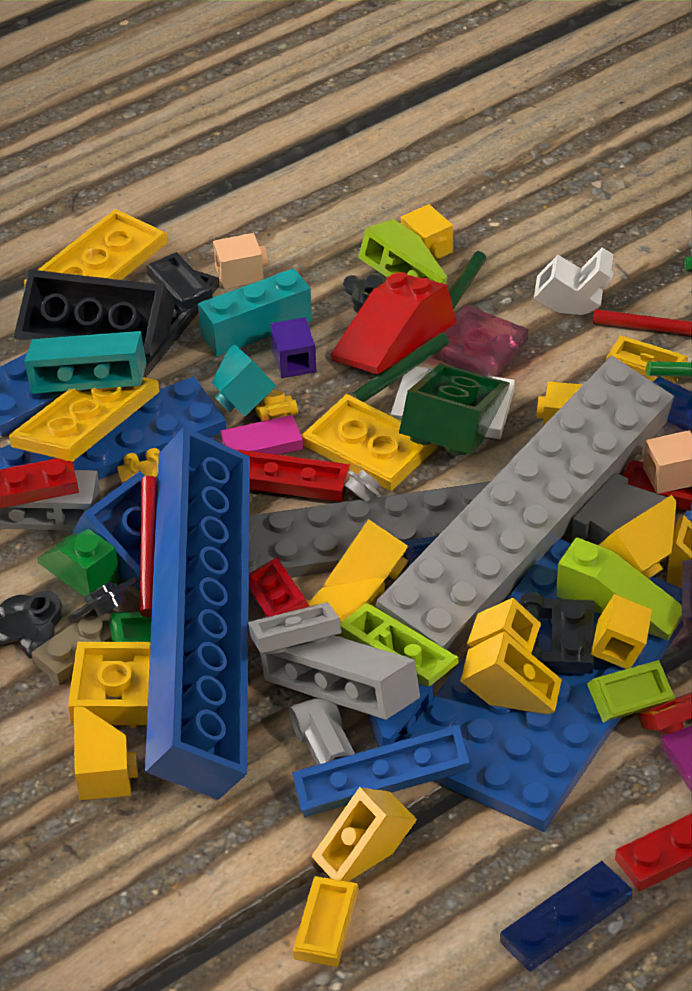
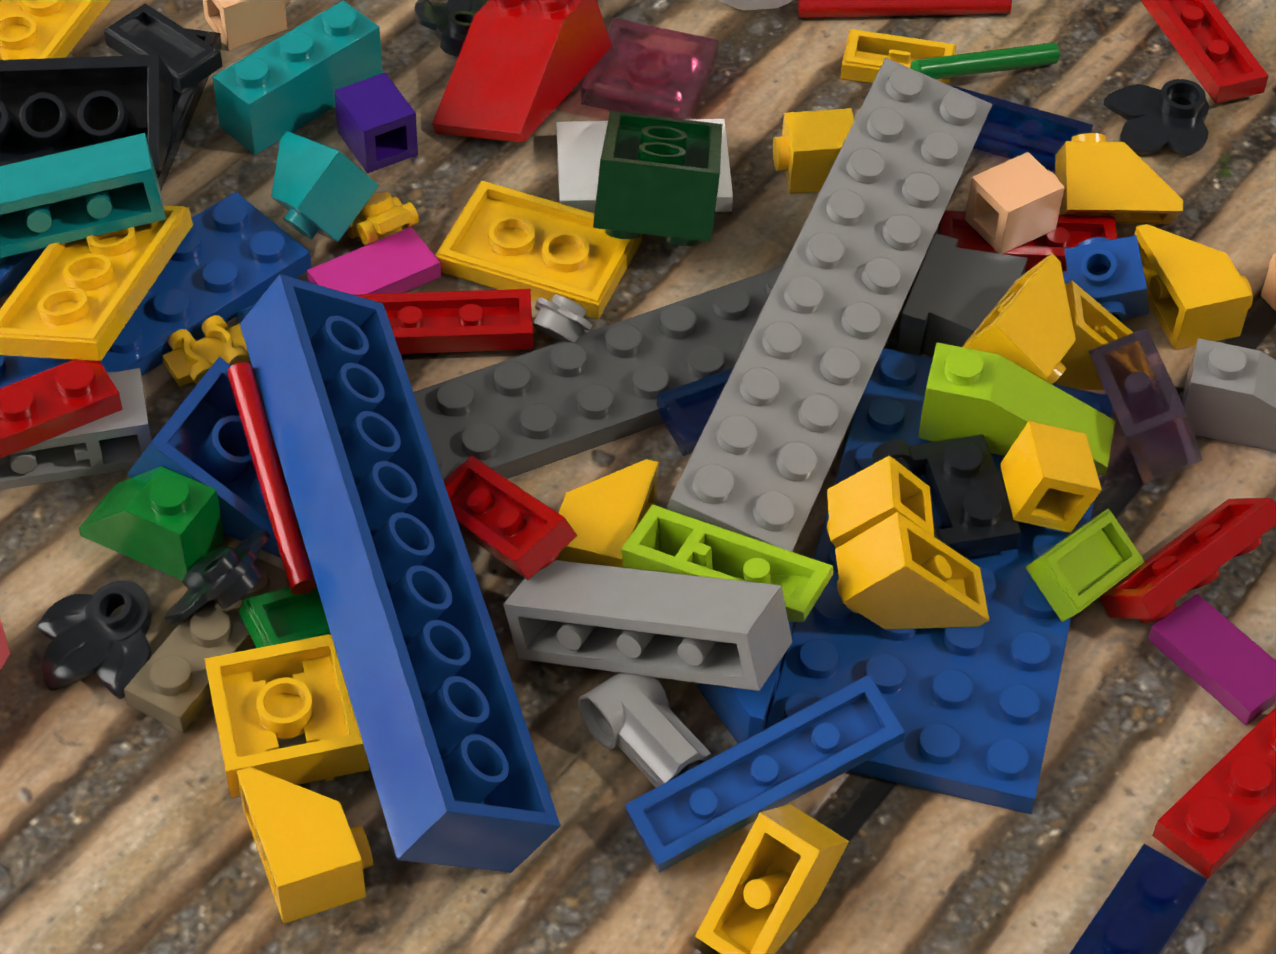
camera: 20 degrees left, 5 degrees up
(295, 627) = (562, 569): light grey plate -> none
(370, 556) = (615, 430): yellow slope -> none
(401, 367) = (554, 126): dark green bar -> none

